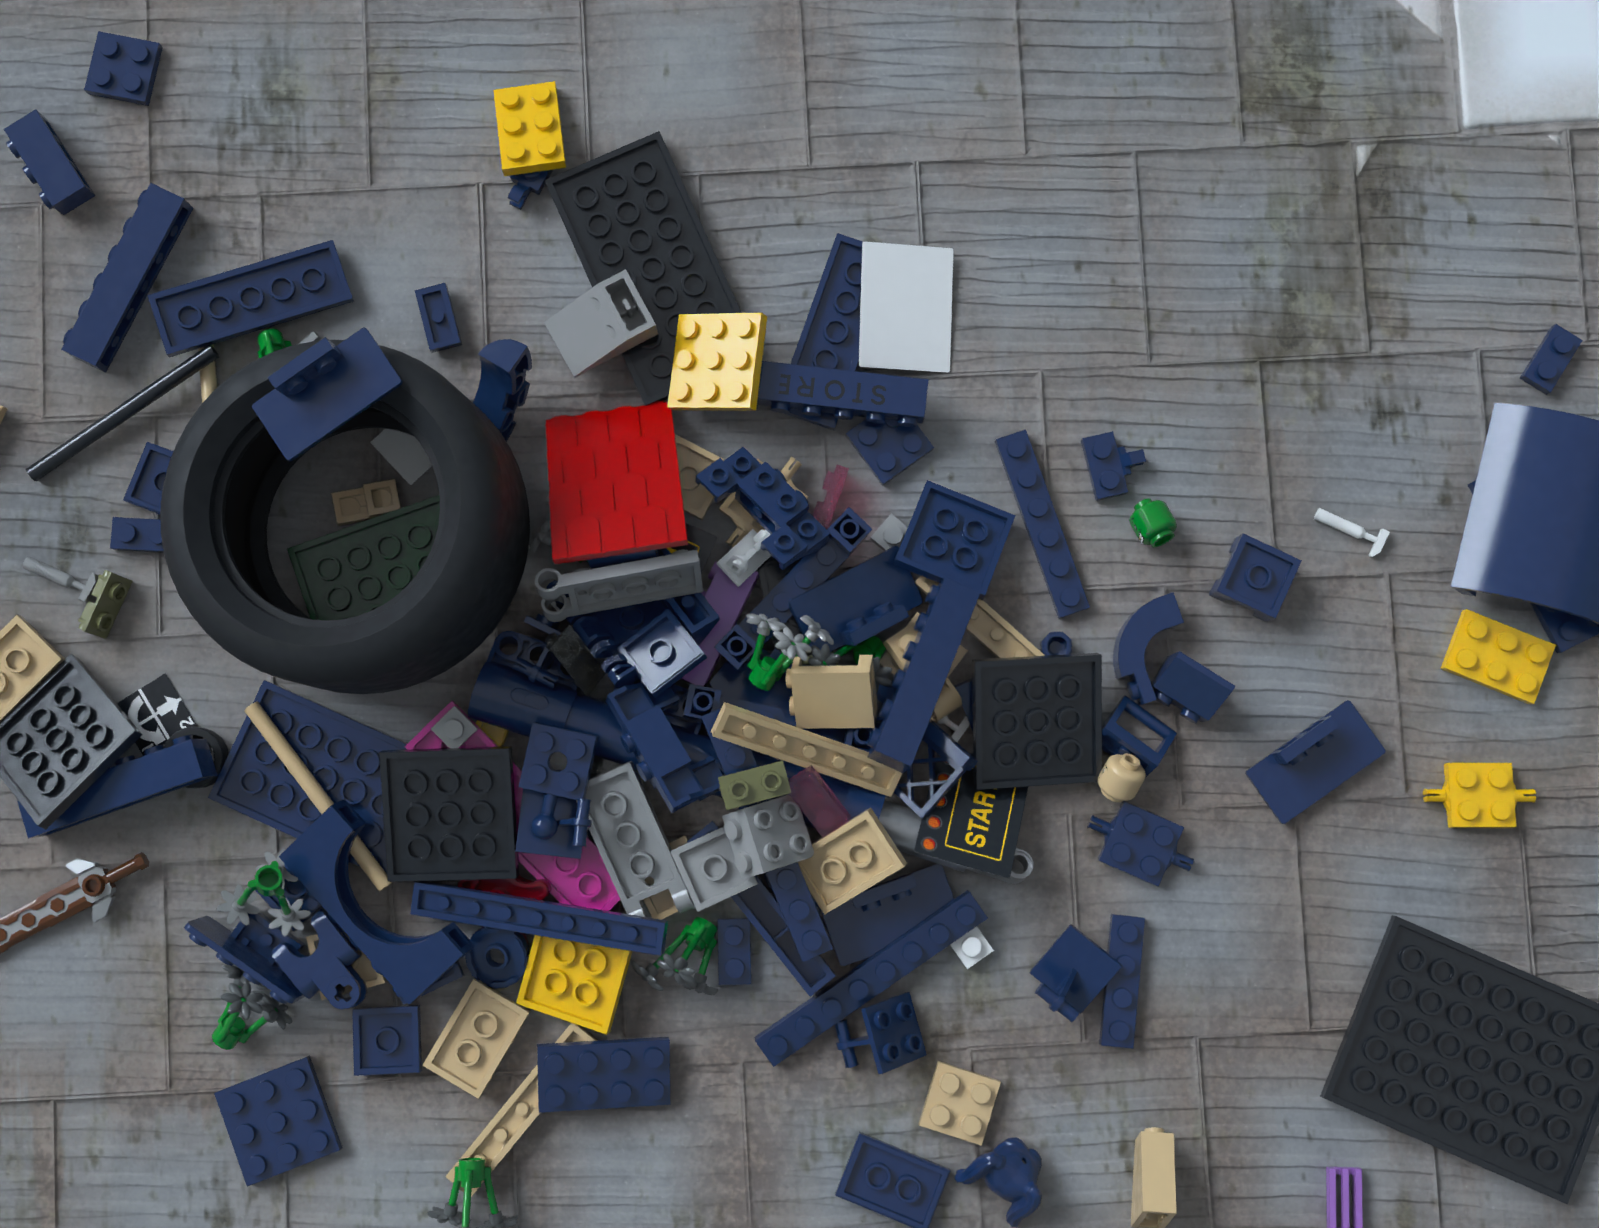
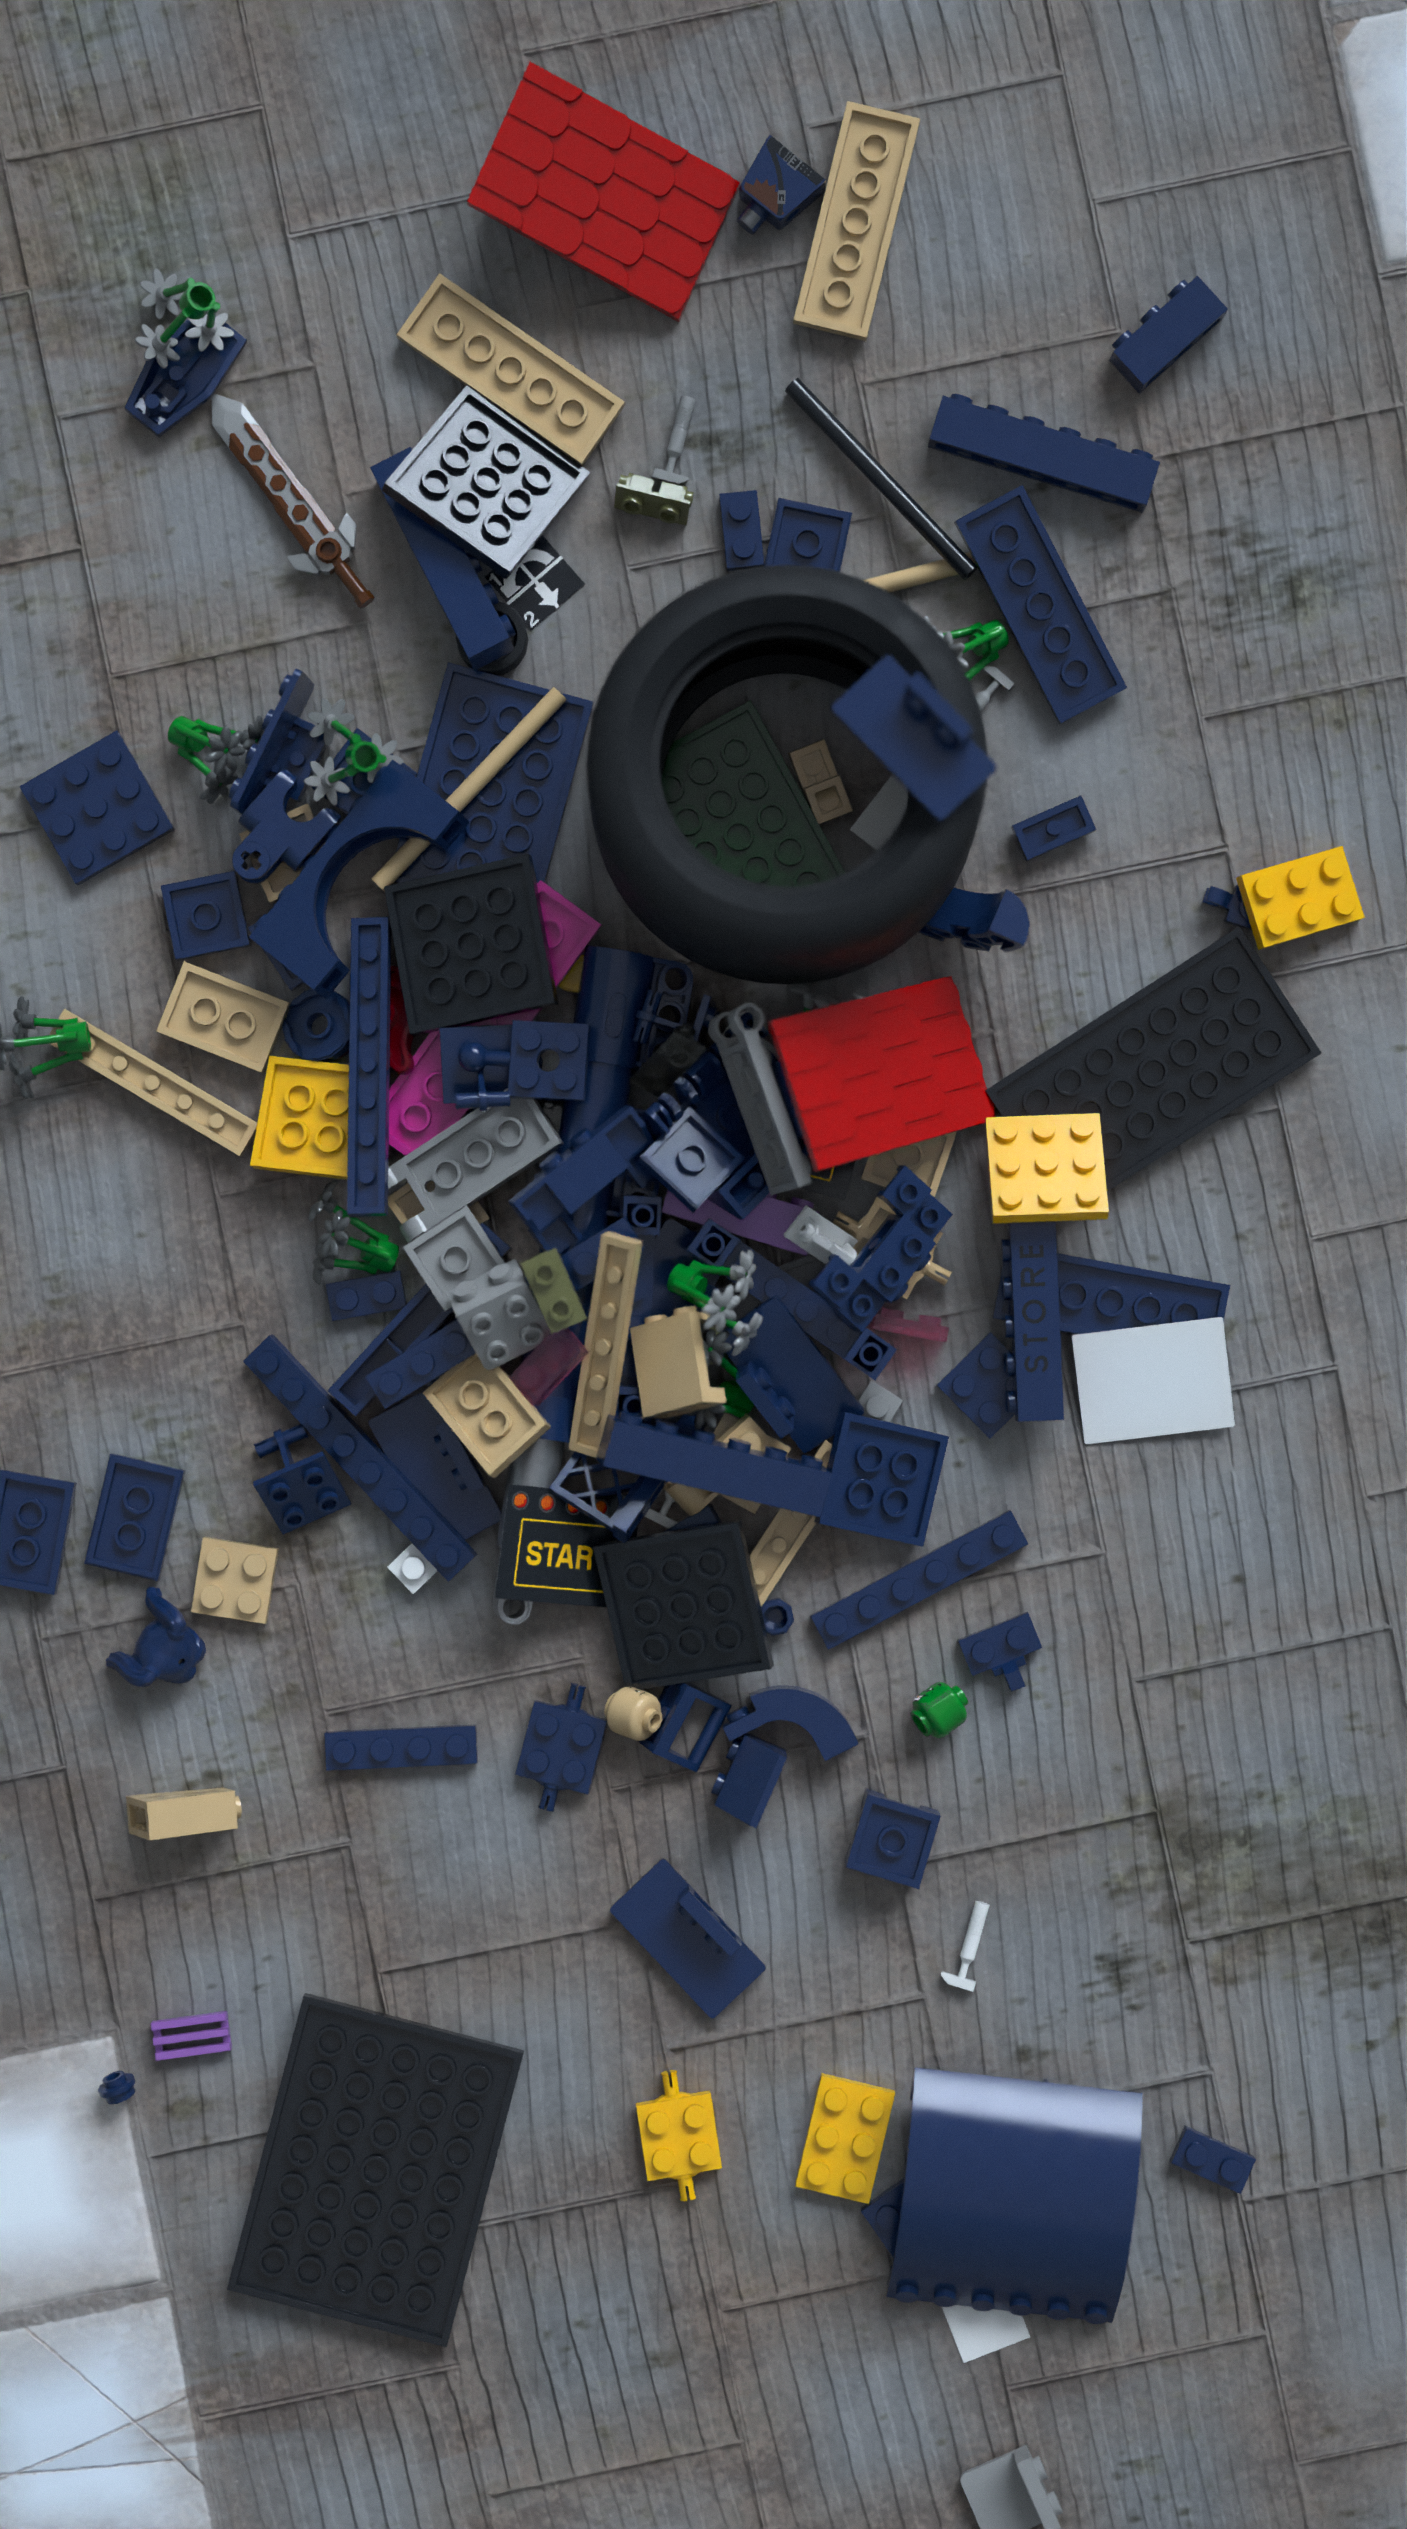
camera: 85 degrees right, 5 degrees up
(123, 68) = (1299, 398): dark blue plate -> none
(454, 728) = (569, 934): light grey plate -> none
(601, 324) = (1070, 1023): light grey slope -> none
(603, 1074) = (205, 1169): dark blue plate -> none
(1073, 973) = (402, 1690): dark blue plate -> none

